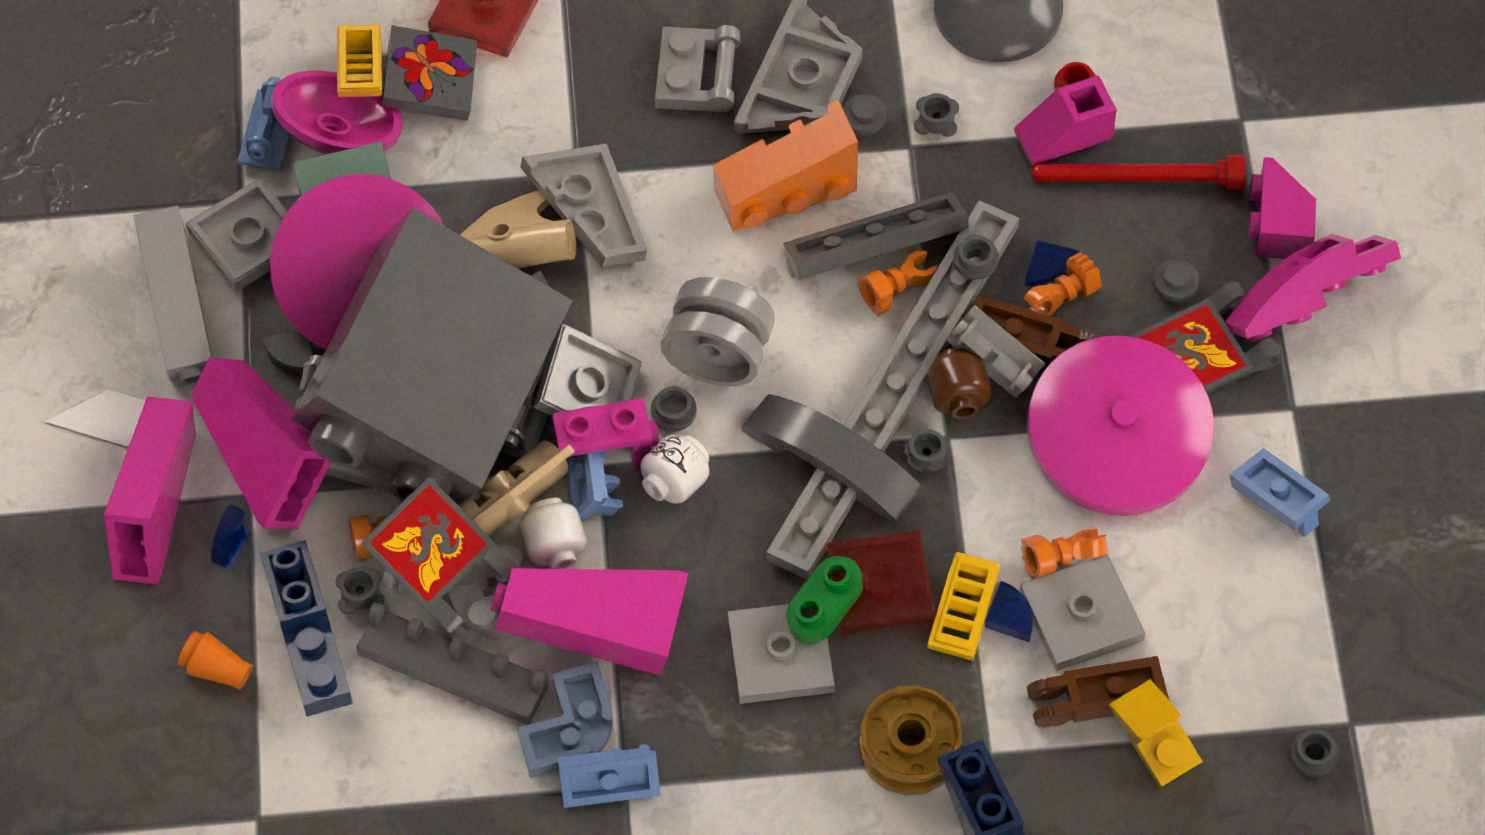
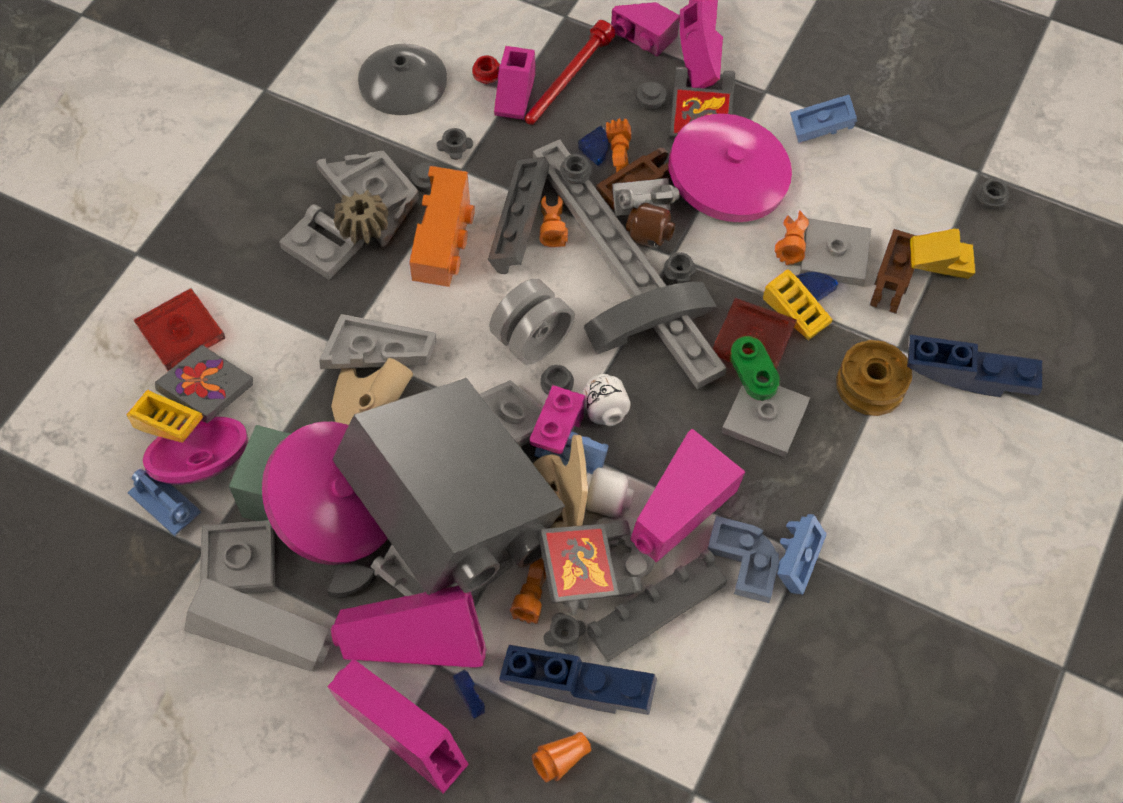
camera: 60 degrees left, 0 degrees up
(104, 416) = (306, 730): white sticker -> none
(738, 80) = (361, 216): none -> dark tan gear

